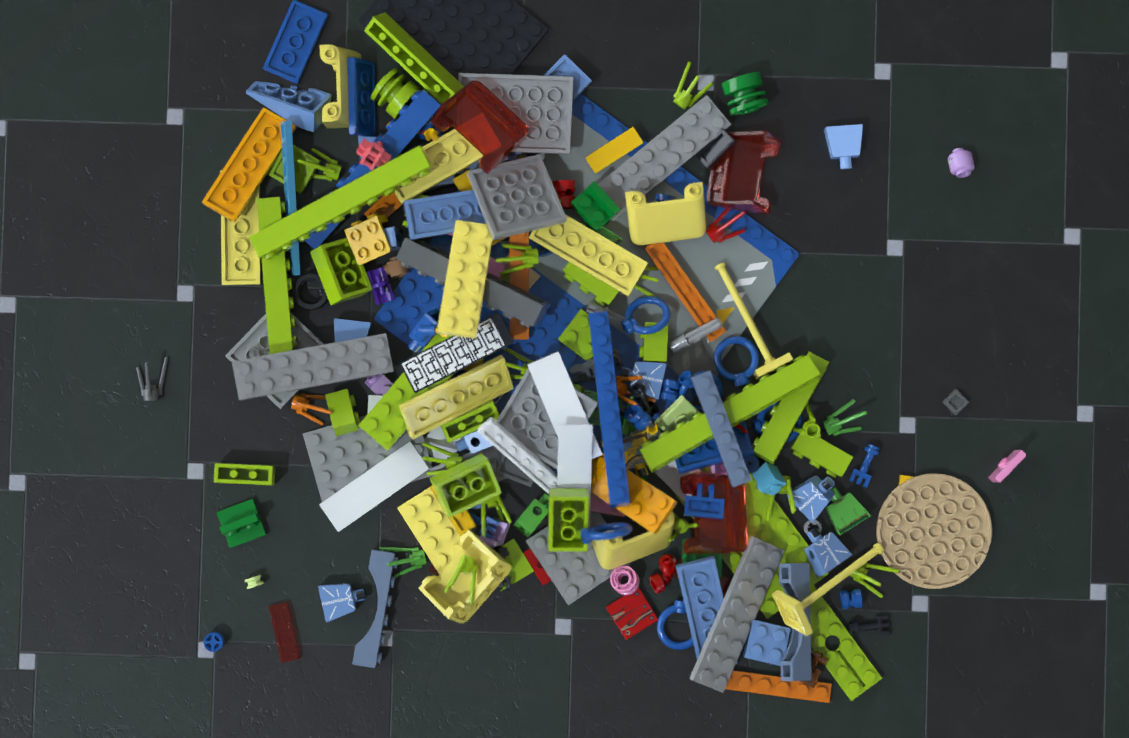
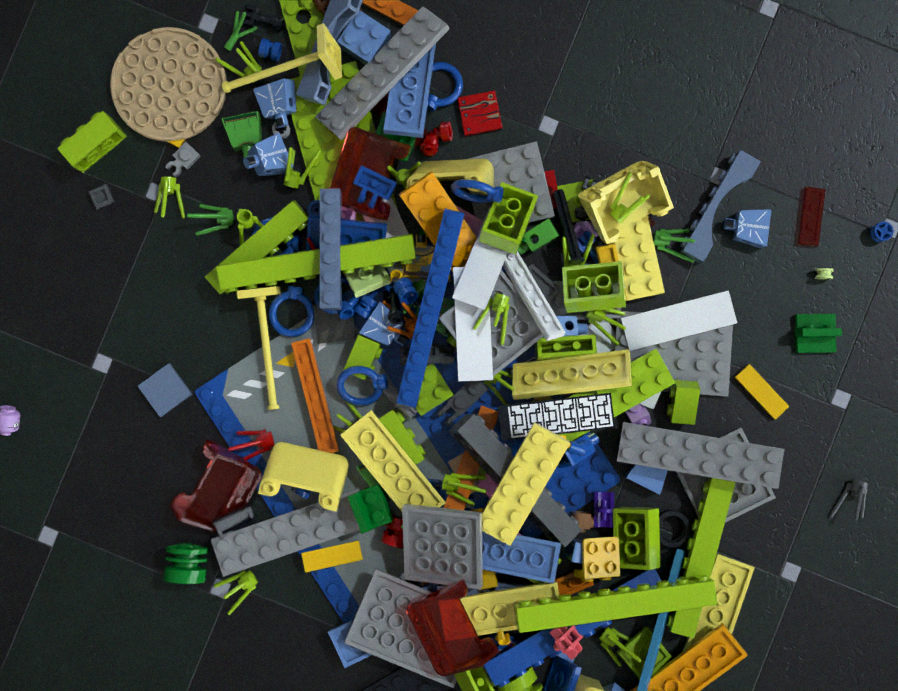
camera: 160 degrees left, 0 degrees up
(244, 474) = (798, 378): lime brick -> none
(272, 449) = (761, 391): none -> yellow tile
(301, 404) = (718, 424): orange plant -> none
(509, 534) = (568, 229): none -> black axle
(546, 435) = (499, 305): none -> lime plant
(547, 338) = (463, 399): none -> dark grey hinge
(621, 572) = (473, 136): bright pink wheel -> none
(686, 339) = (322, 350): light grey axle -> none
(769, 479) = (303, 188): medium azure brick -> none
(821, 454) = (244, 193): lime brick -> none
(826, 244) = (165, 390): none -> sand blue tile
(844, 143) = (110, 480): light blue torso -> none
(862, 473) = (197, 180): blue hinge -> none
(890, 606) = (235, 36): none -> bright green plant
(892, 468) = (185, 156): none -> light grey plate
(896, 434) = (167, 187): none -> lime plant
(982, 449) = (91, 141): none -> lime brick
(1006, 465) = (74, 116): bright pink plate -> none

